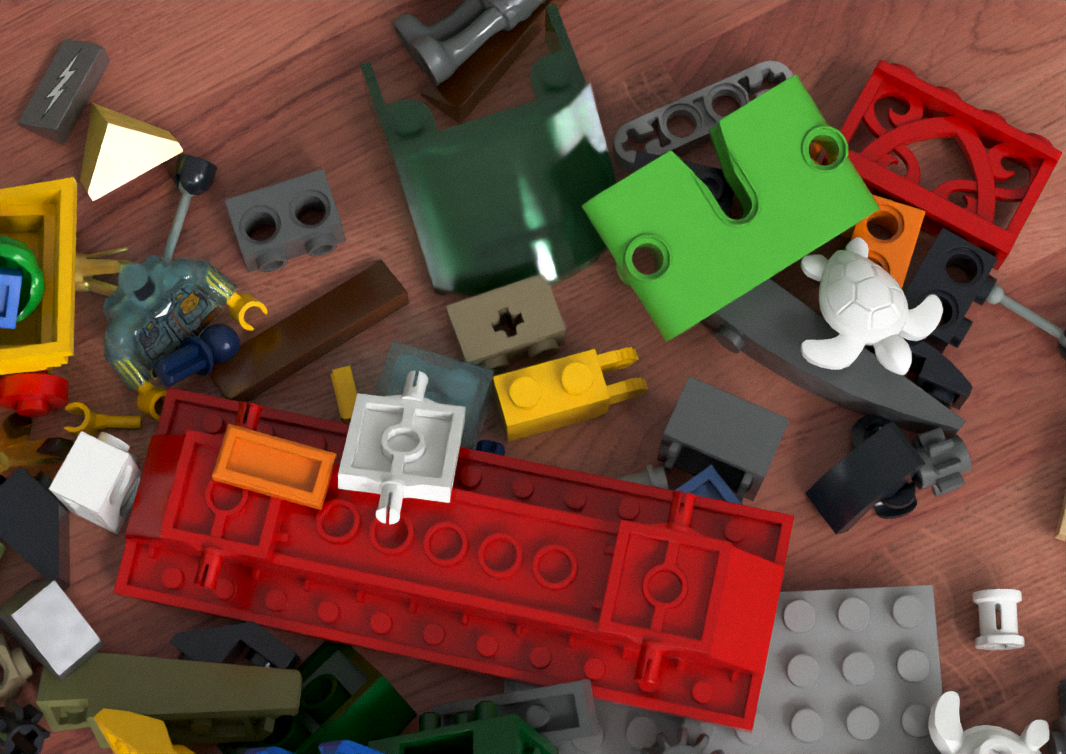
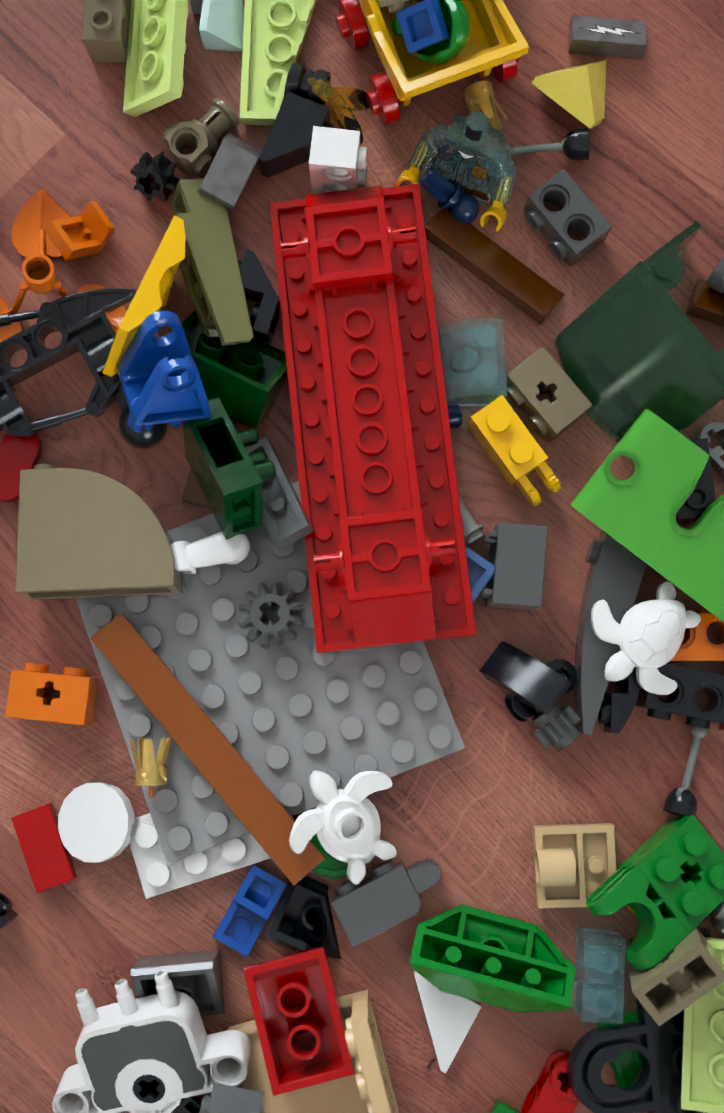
camera: 75 degrees right, 10 degrees up
(95, 421) = (381, 147): yellow hand -> none
(274, 466) = (376, 263): orange tile -> none
(345, 392) = (455, 306): yellow tile -> none
(402, 447) = (422, 345): white plate -> none
(1006, 602) = (470, 805): white bush -> none

